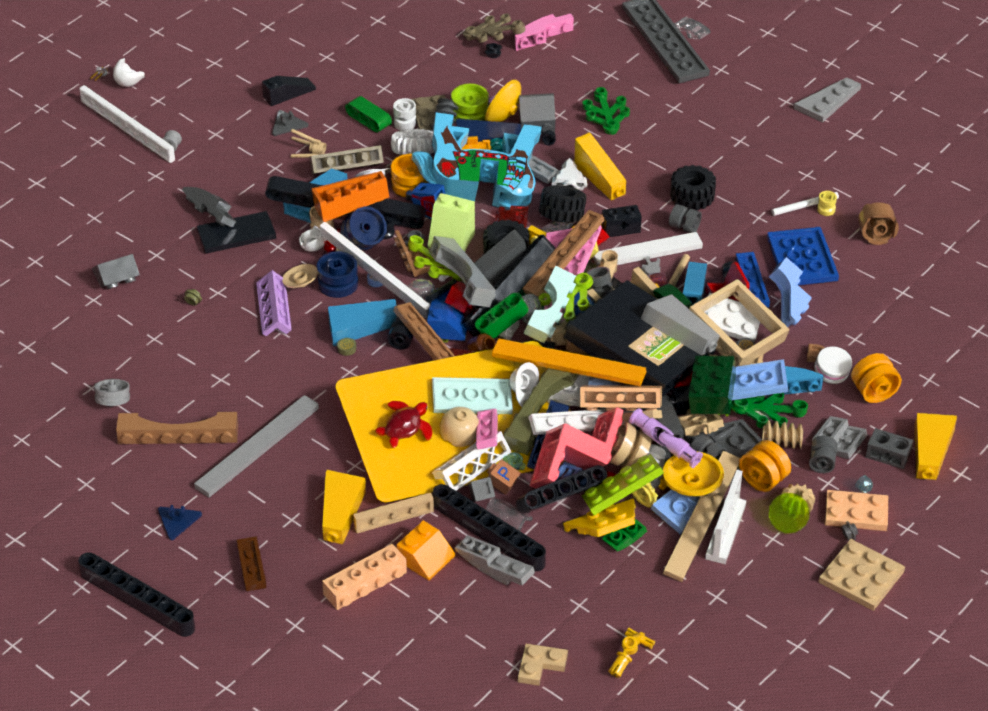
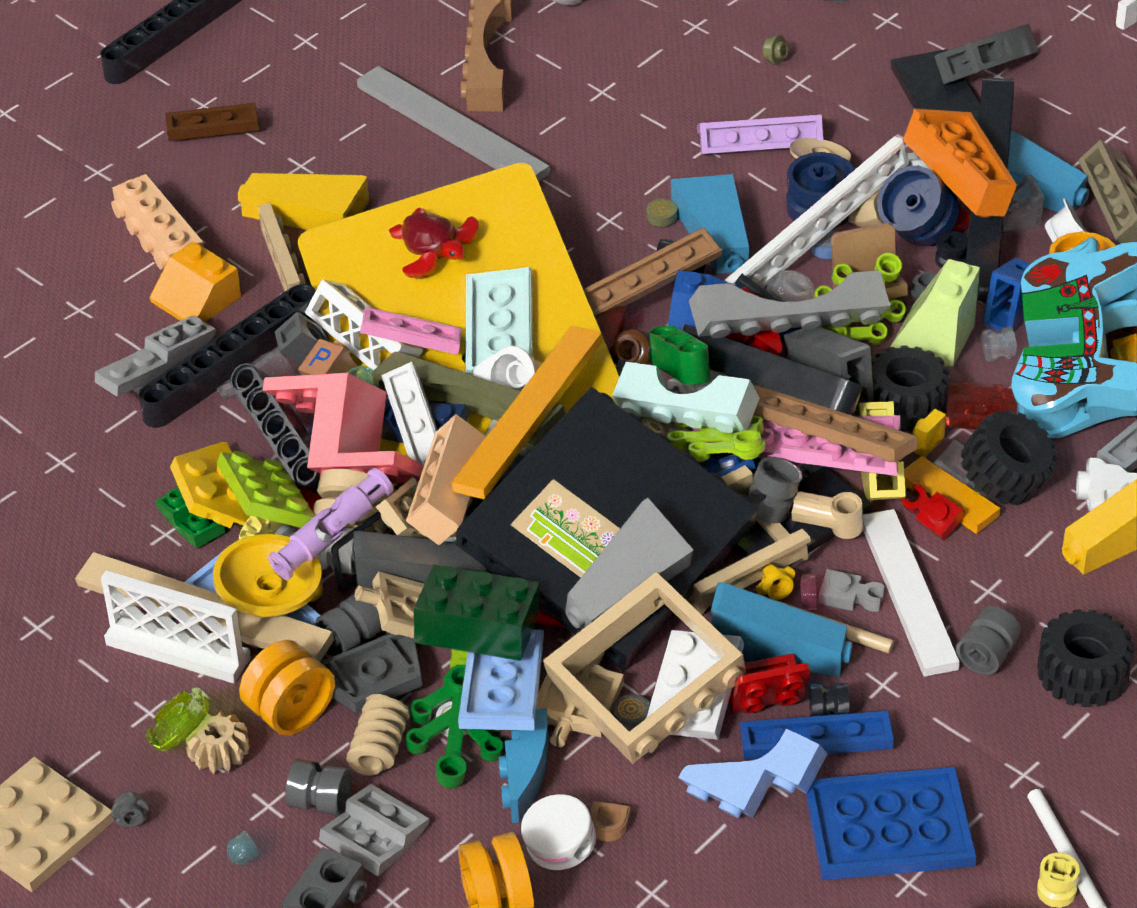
camera: 95 degrees right, 0 degrees up
(177, 520) = (319, 59): dark blue piece -> none
(459, 426) = (432, 300): tan cylinder -> none
(622, 220) = (978, 547): black brick -> none
(669, 289) = (702, 576): dark green slope -> none
(862, 509) = (186, 835): light nougat plate -> none

